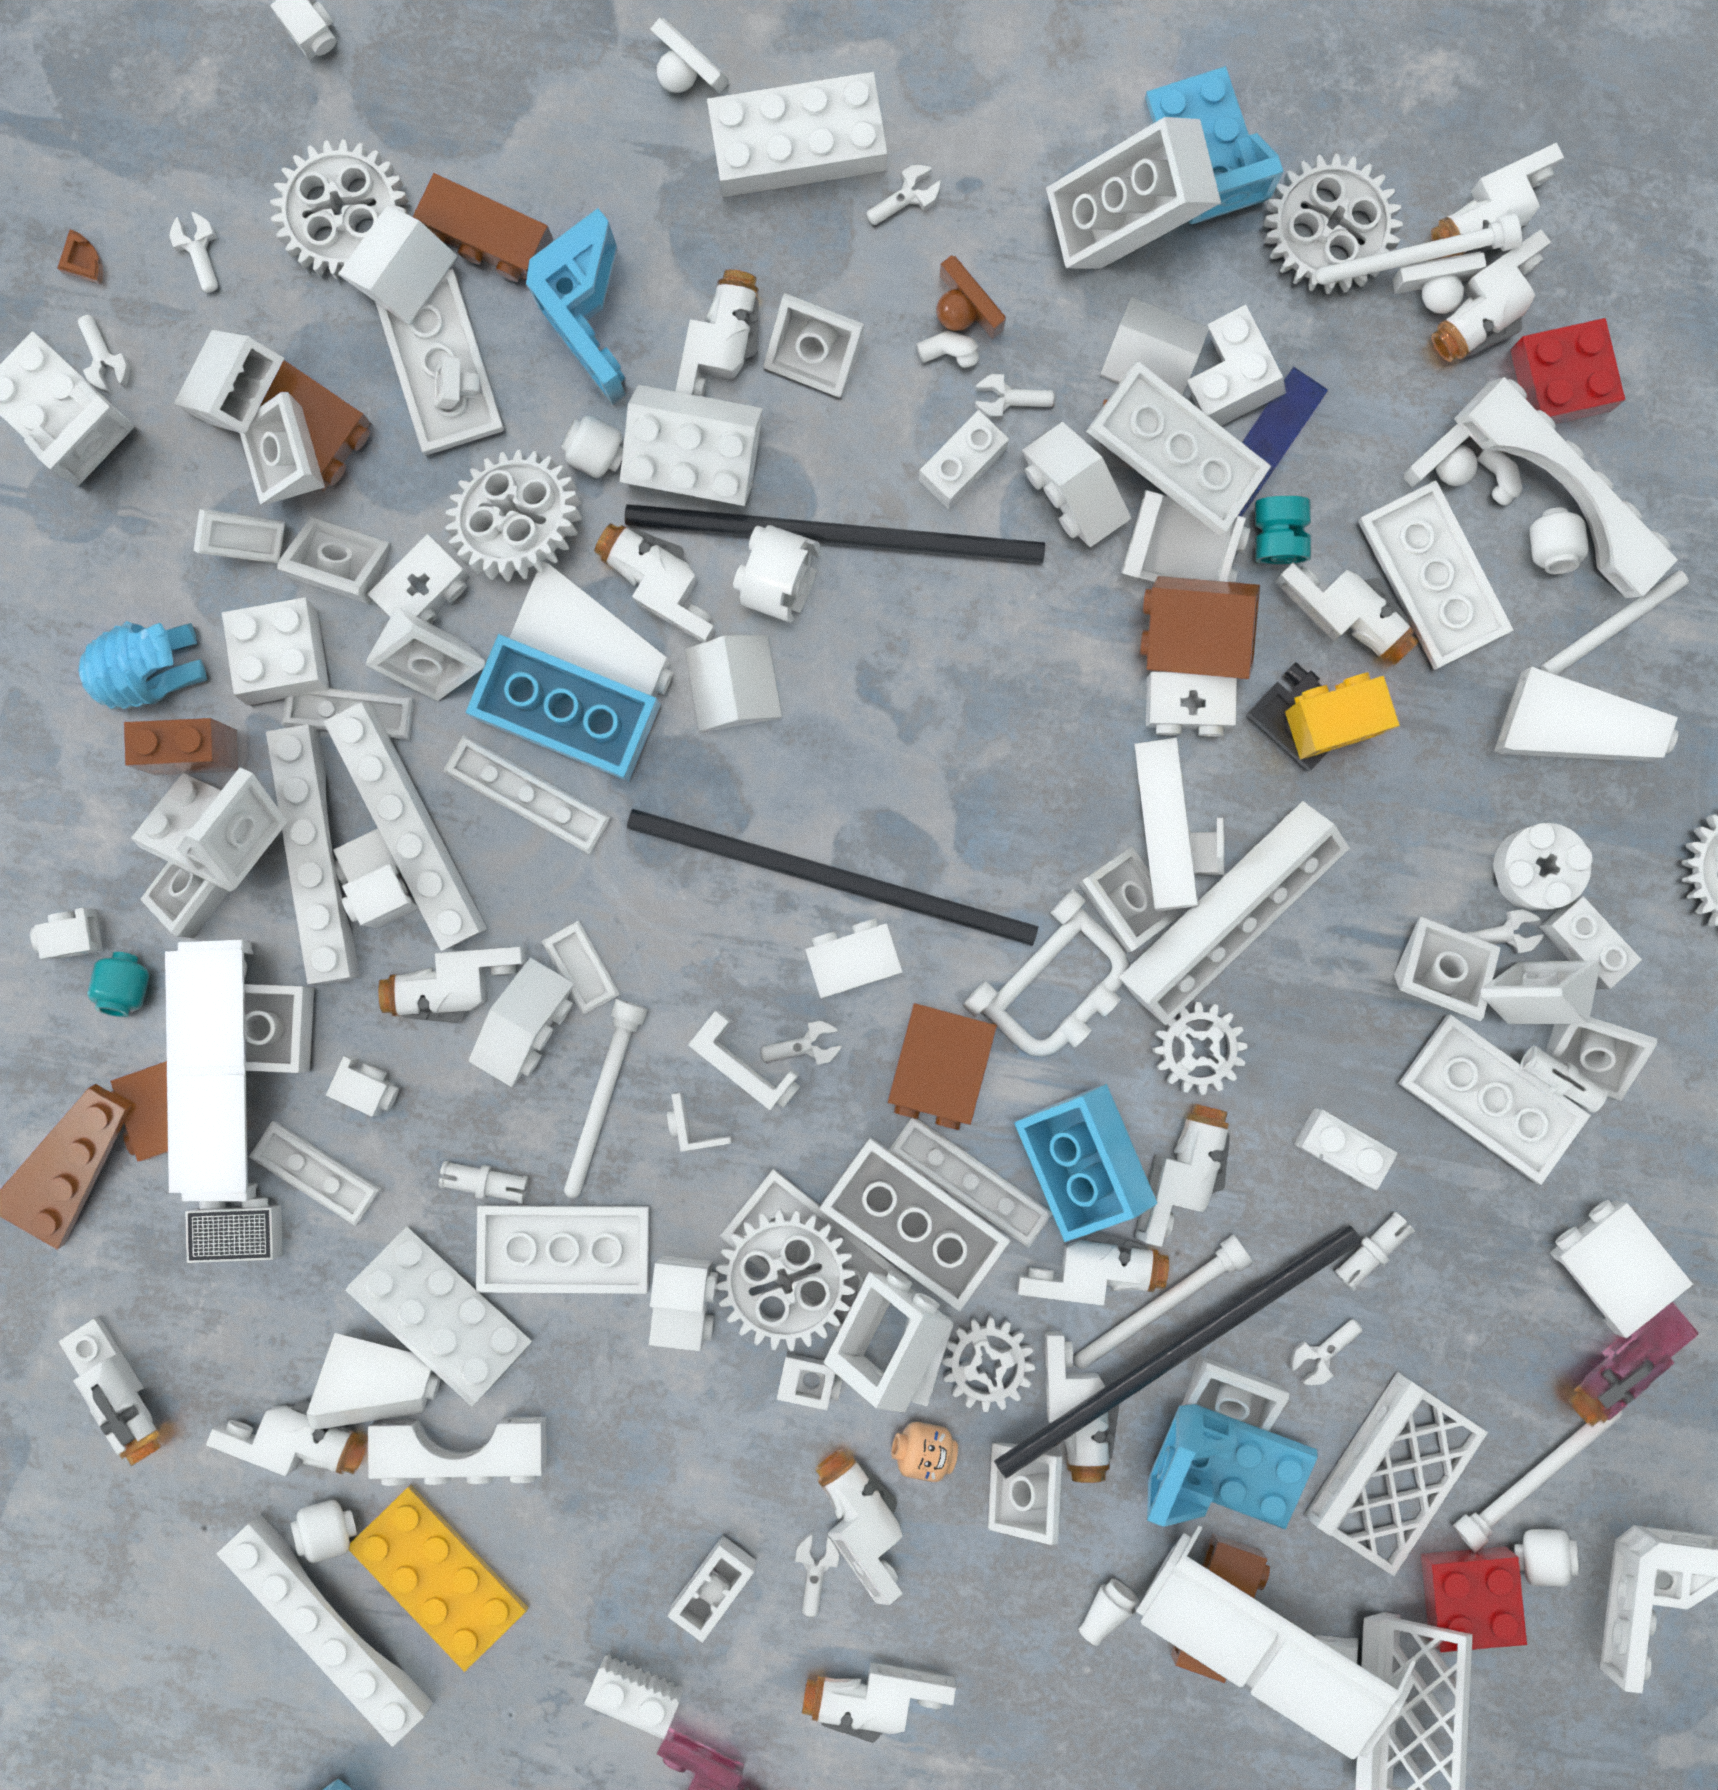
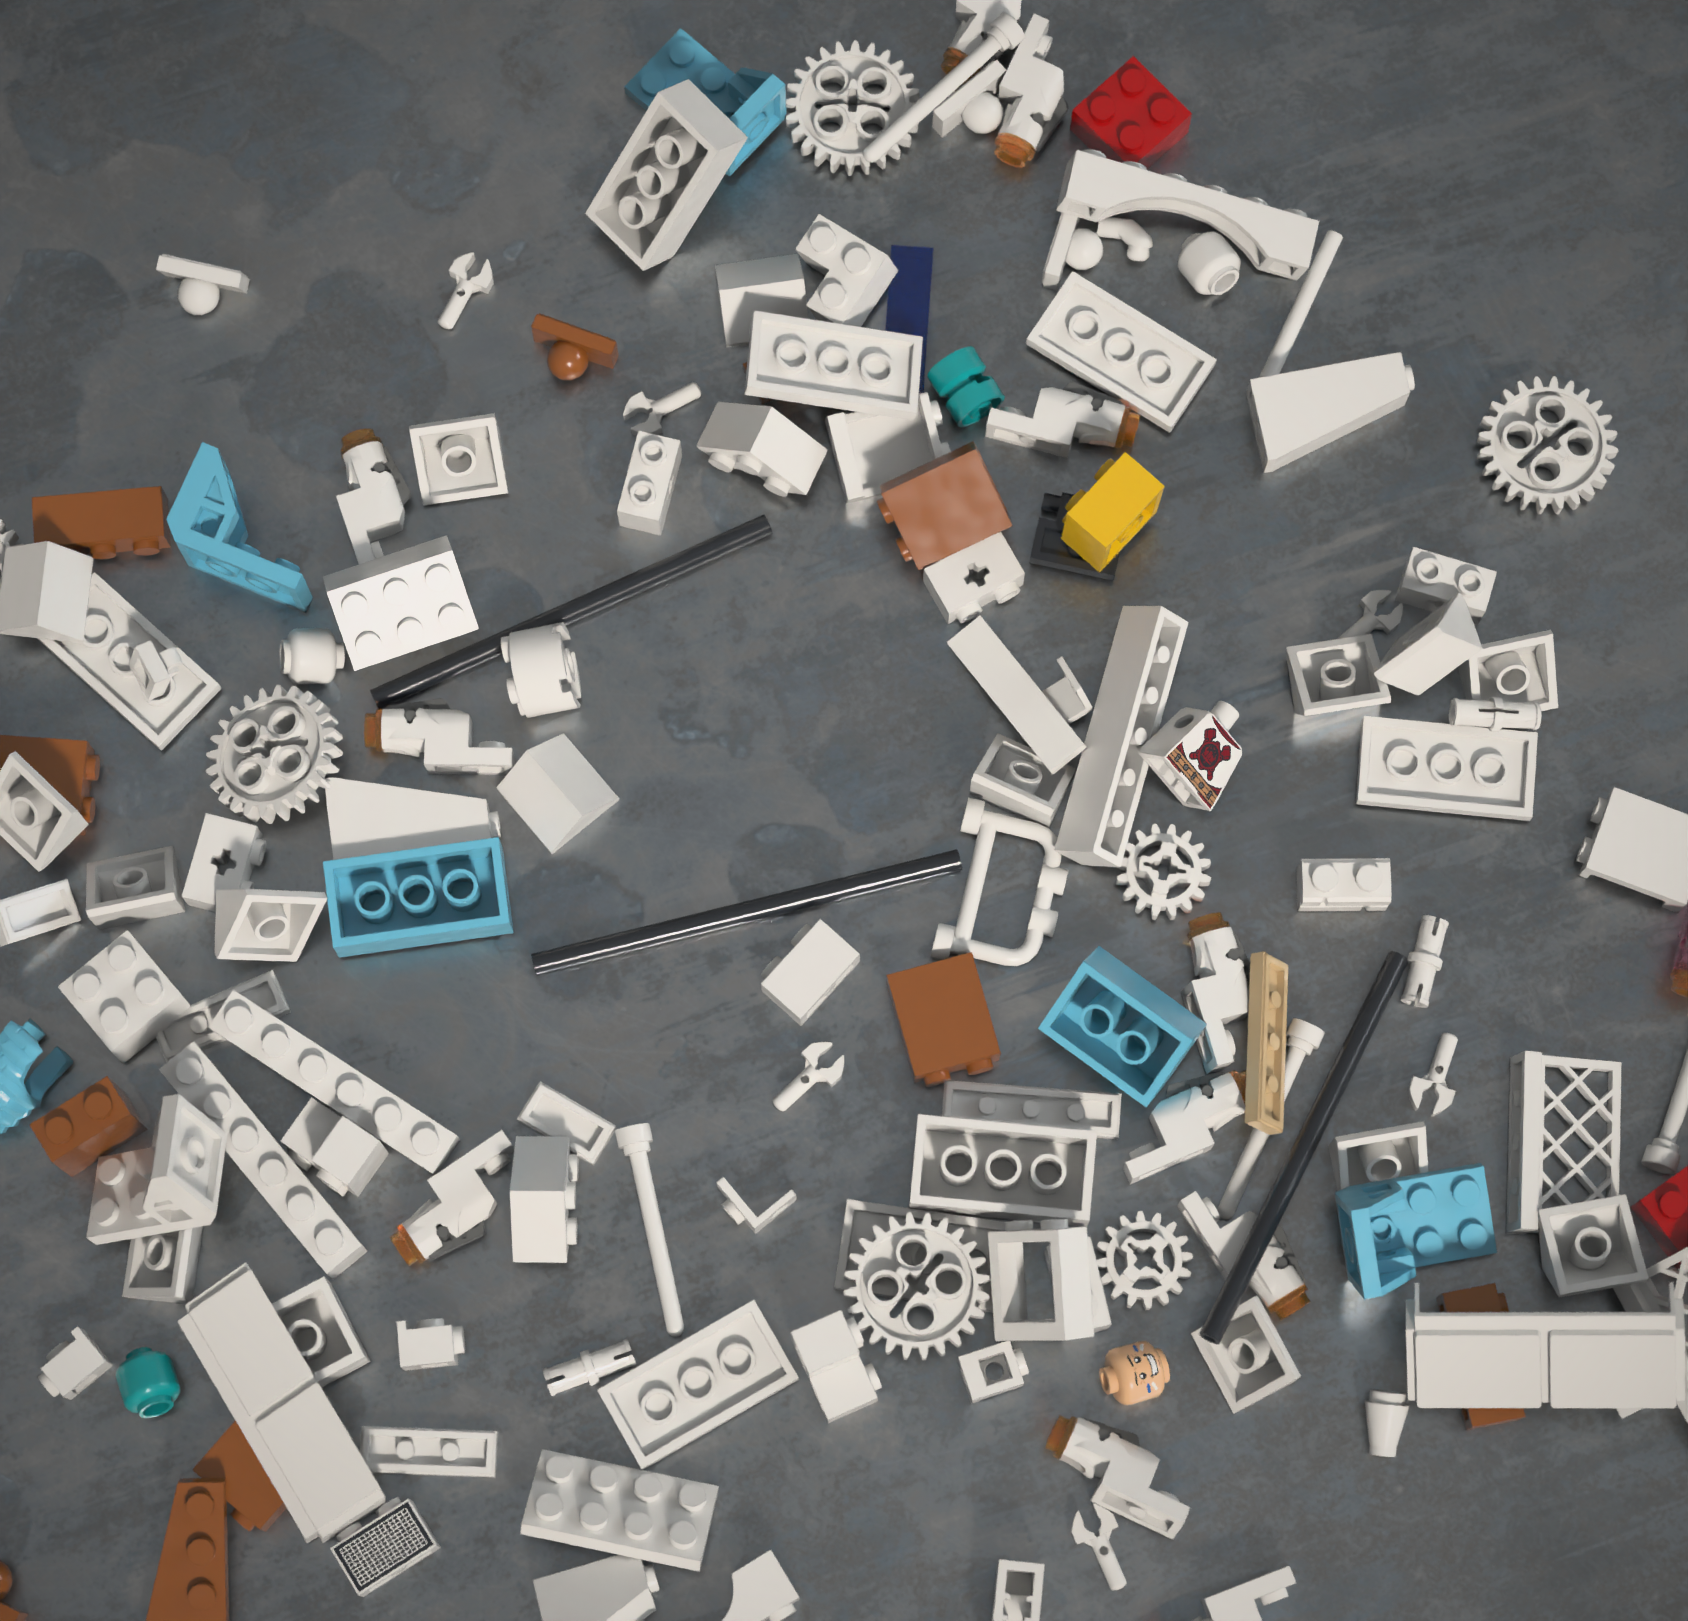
camera: 40 degrees left, 10 degrees down
(527, 794) = (427, 997): white tile -> none
(708, 1047) = (764, 1125): white panel -> none
(798, 134) = (339, 288): white brick -> none
(952, 344) = (579, 391): white arm -> none
(1198, 1245) = (1266, 1043): none -> tan tile
(1287, 965) = (1195, 754): none -> white torso
(1365, 1577) = (1590, 1246): none -> white slope
(1564, 857) = (1381, 527): white brick -> none

